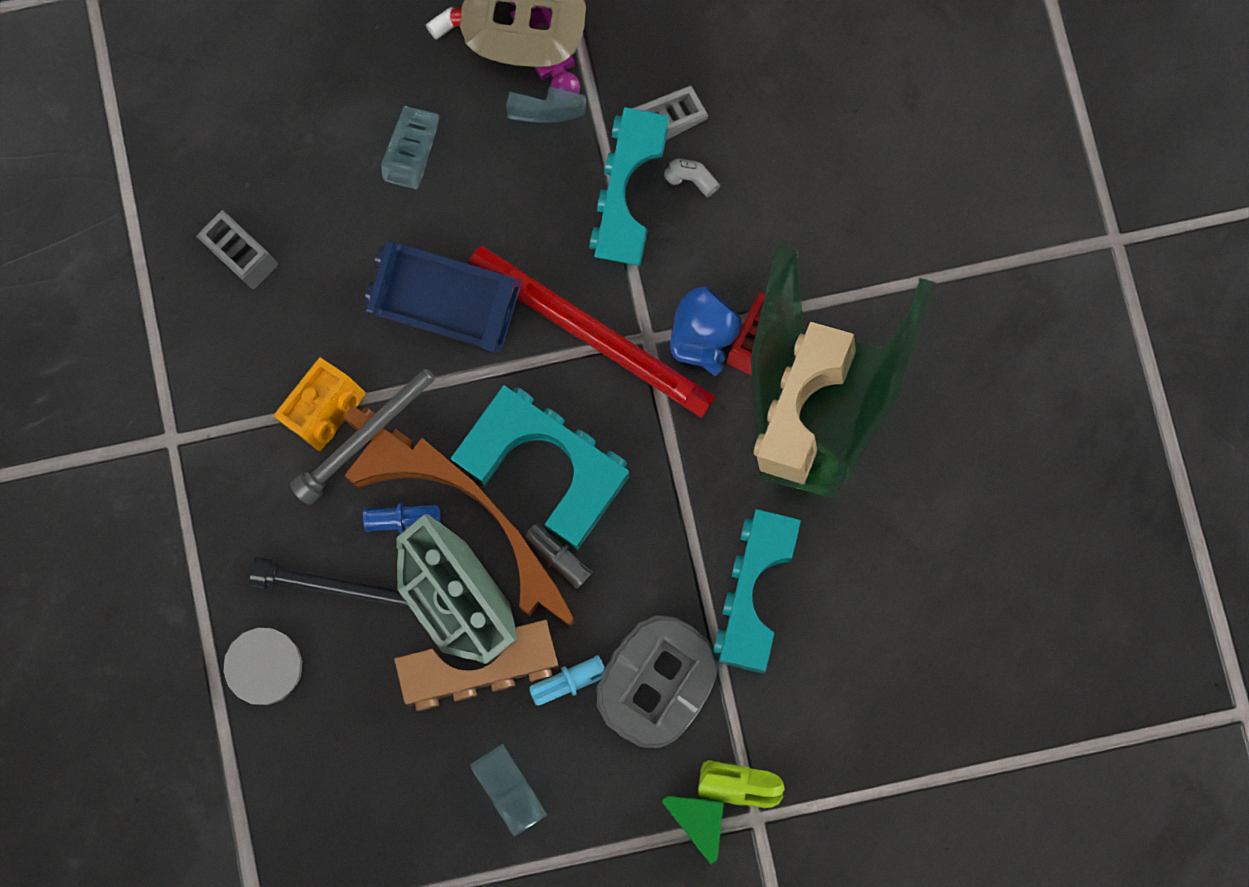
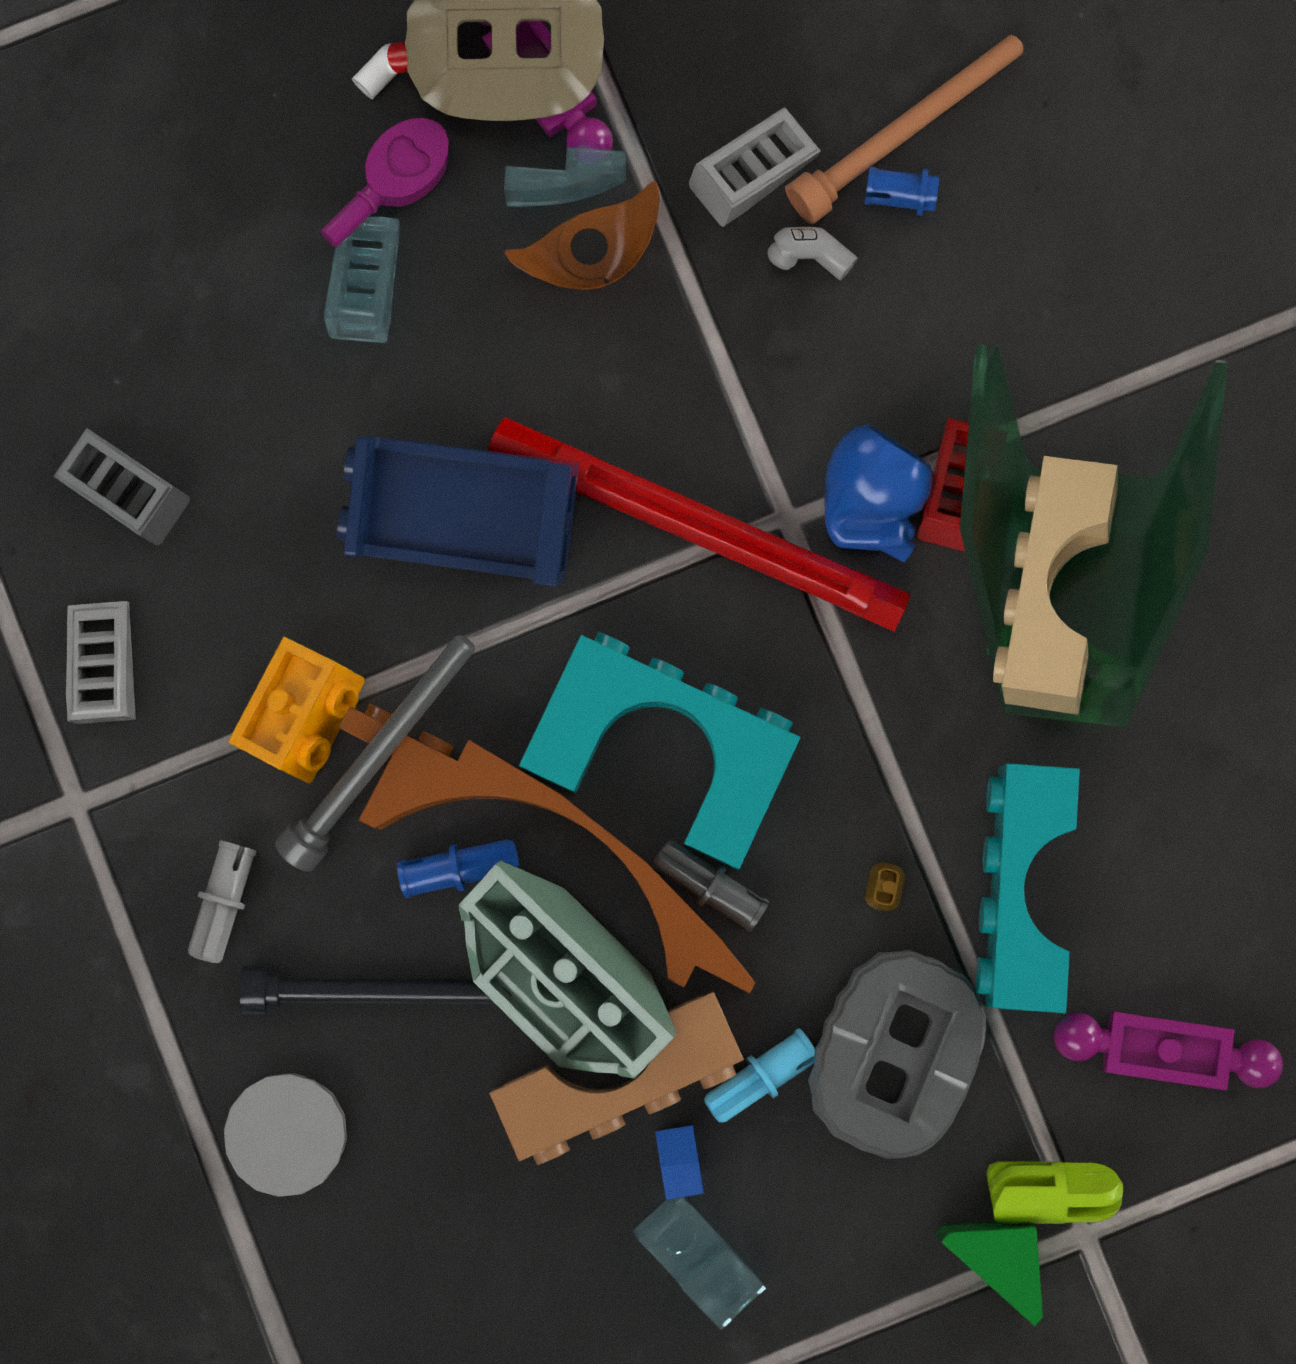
camera: 10 degrees left, 5 degrees up
(211, 383) = (77, 684): none -> light grey slope
(249, 514) = (221, 902): none -> light grey axle
(443, 86) = (398, 170): none -> magenta piece
(506, 724) = (679, 1162): none -> blue piece
(578, 146) = (627, 232): none -> dark orange piece
(640, 138) = (725, 207): teal arch -> none
(668, 576) = (885, 886): none -> pearl gold rock
(701, 140) = (815, 192): none -> nougat piece
(754, 147) = (902, 189): none -> blue pin
(828, 708) = (1168, 1050): none -> magenta plate

